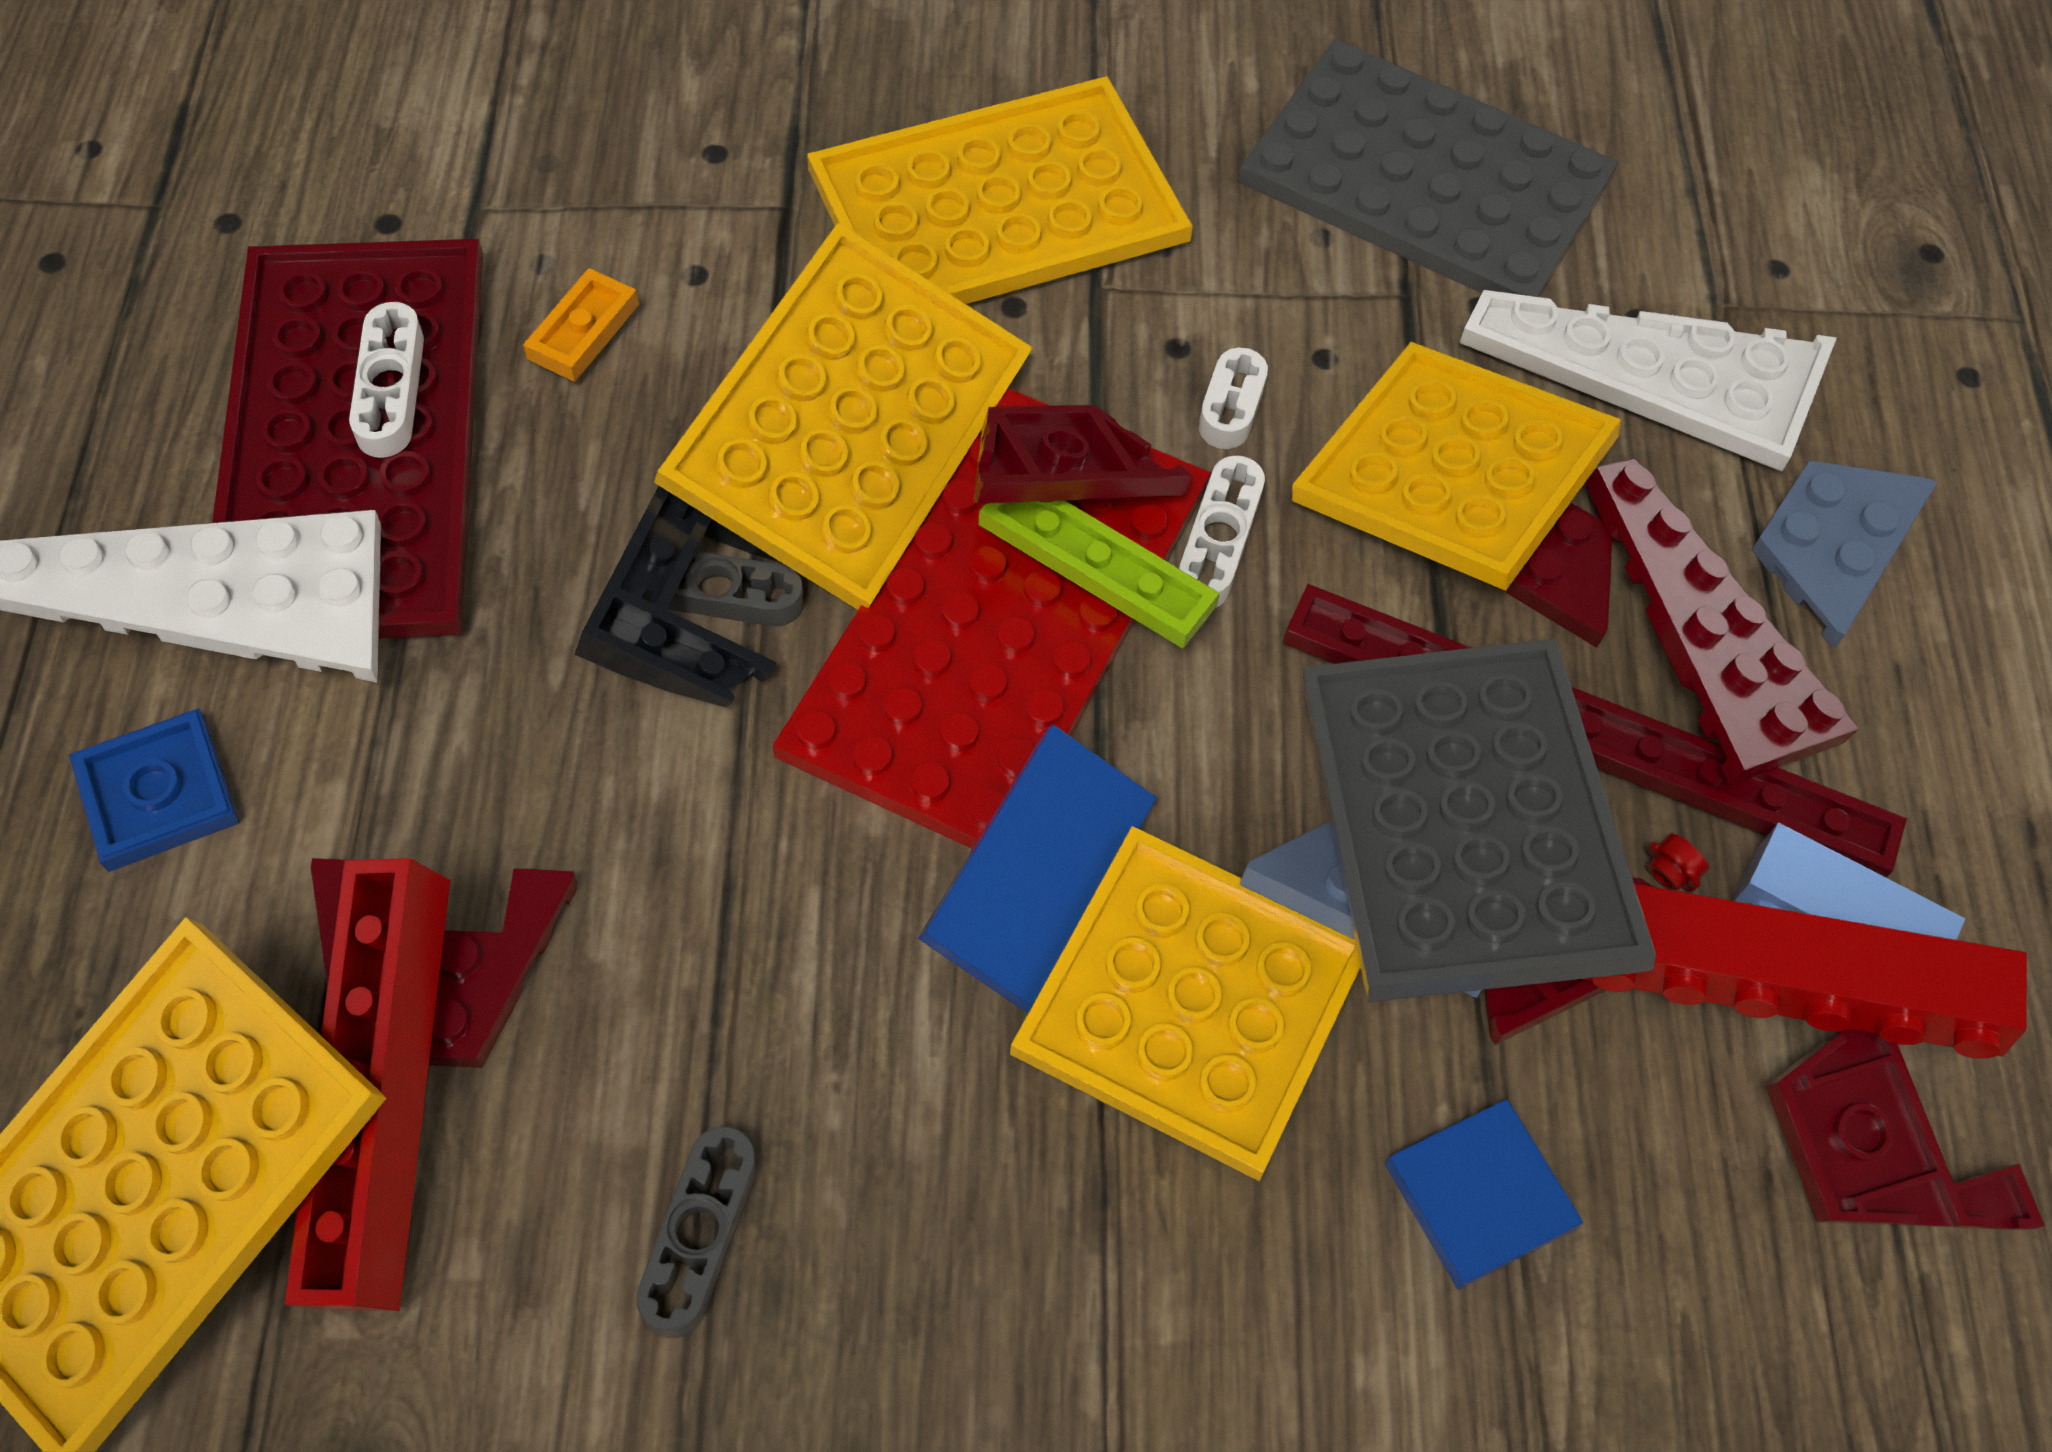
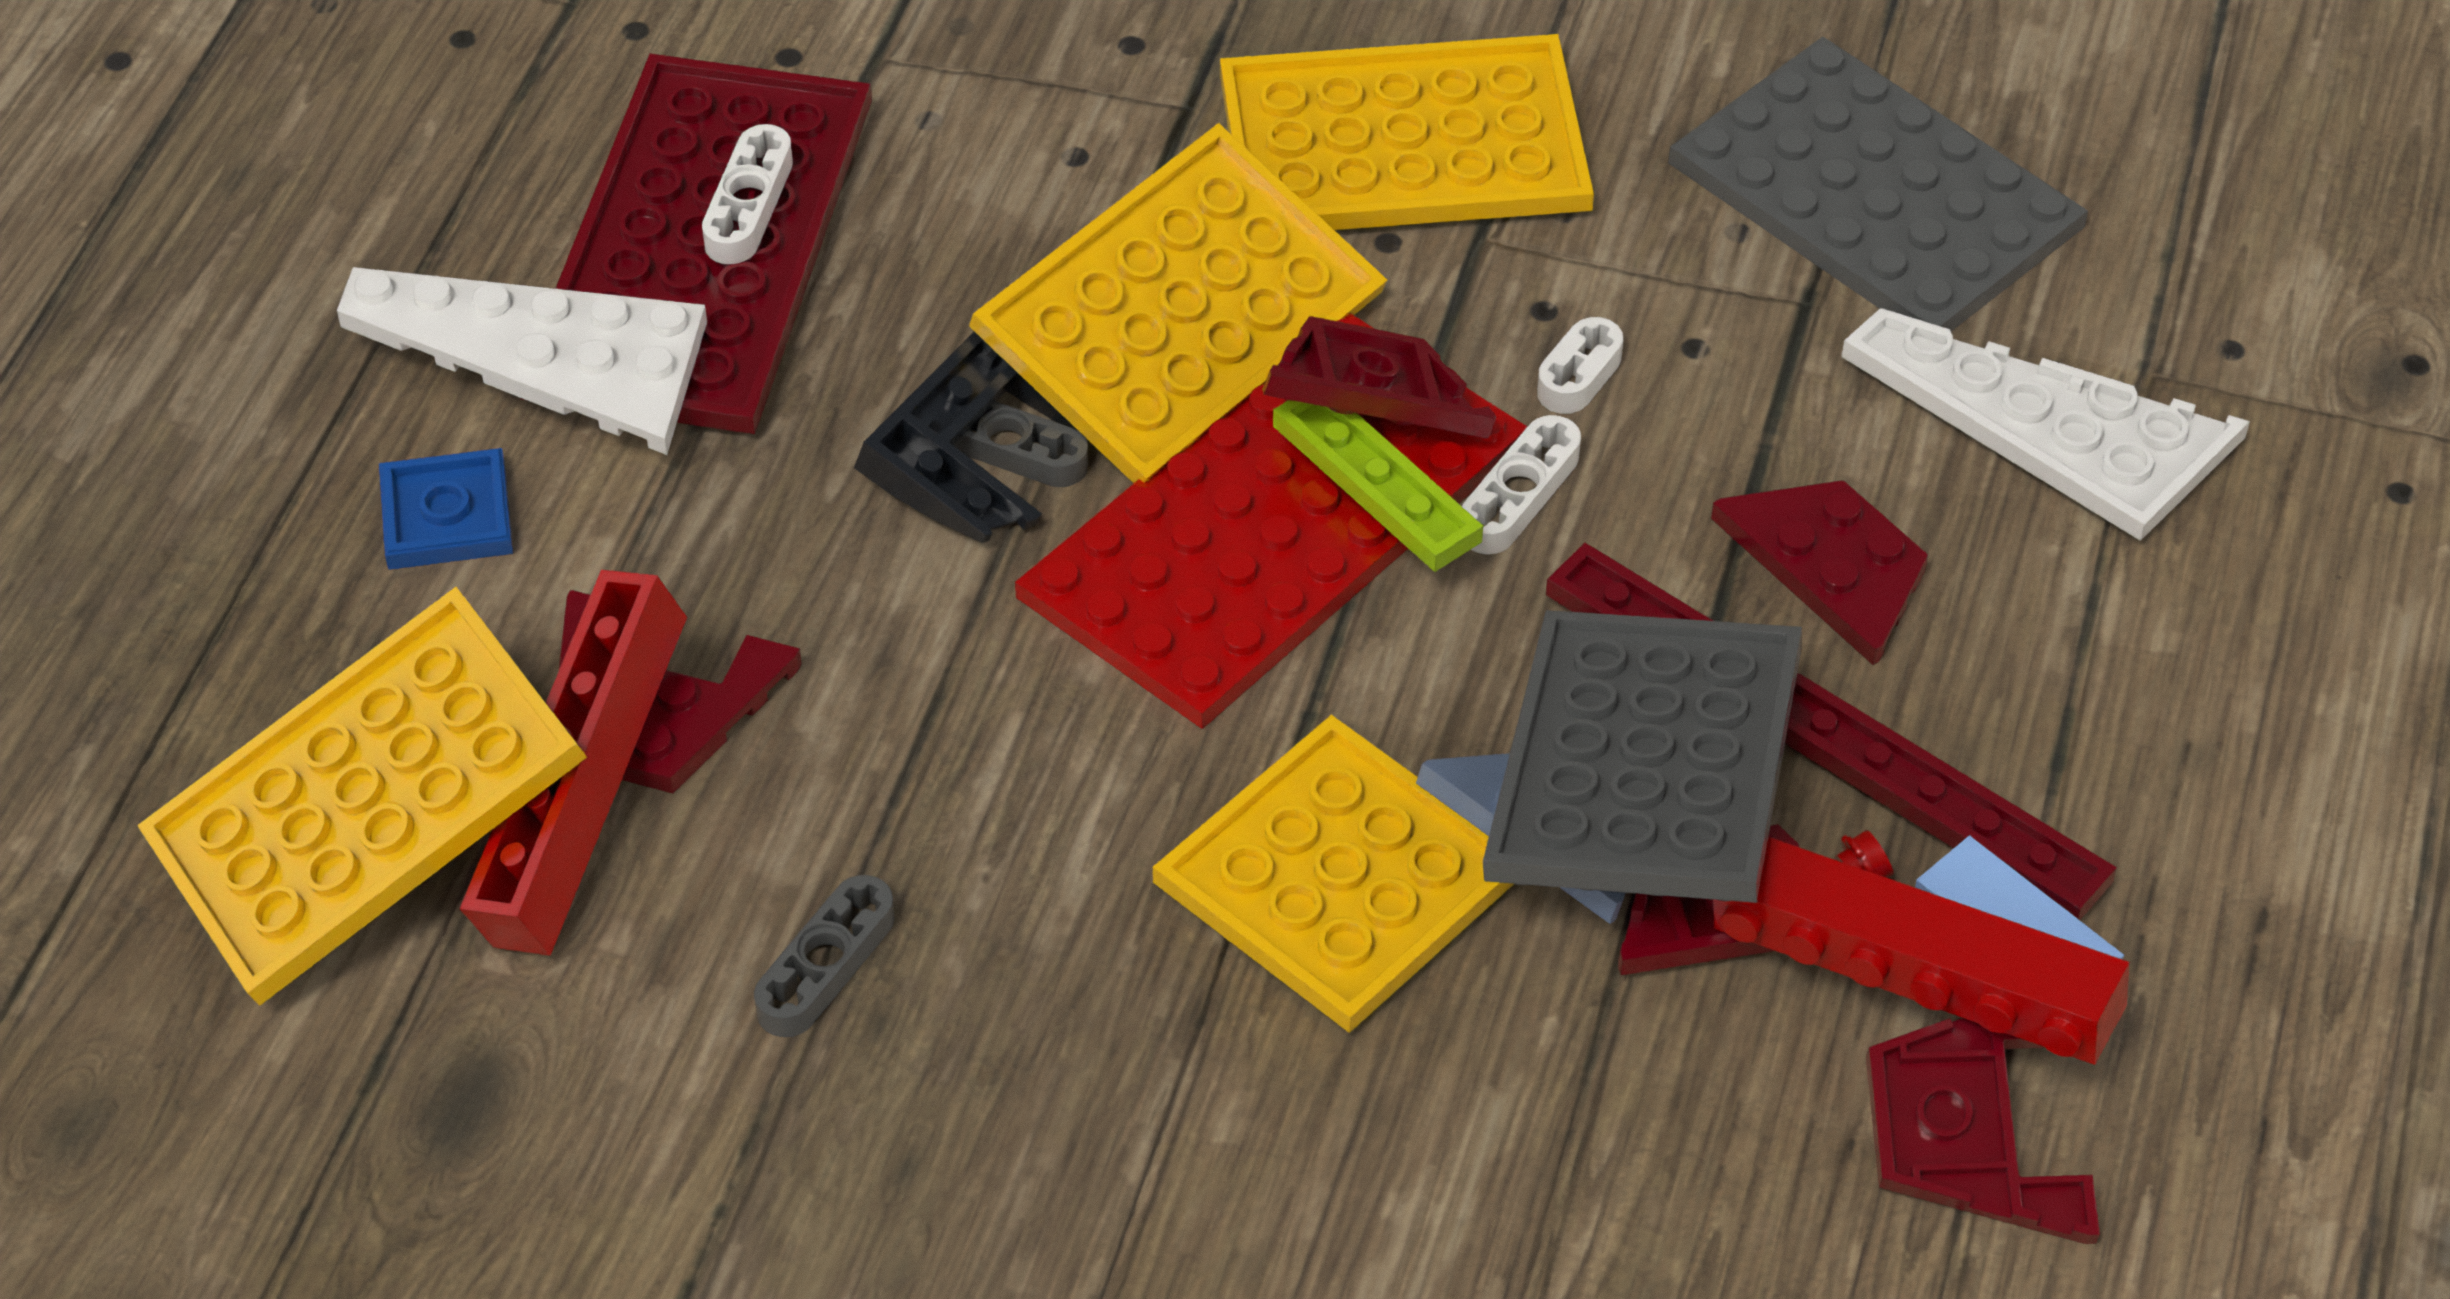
camera: 20 degrees right, 10 degrees down
(581, 324) = (947, 180): light orange plate -> none
(1036, 867) = (1228, 726): blue tile -> none
(1457, 464) = (1780, 460): yellow plate -> none
(1483, 1193) = (1558, 1089): blue tile -> none
(1716, 636) = (1989, 673): wing -> none
(1839, 537) = (2177, 611): sand blue wing -> none

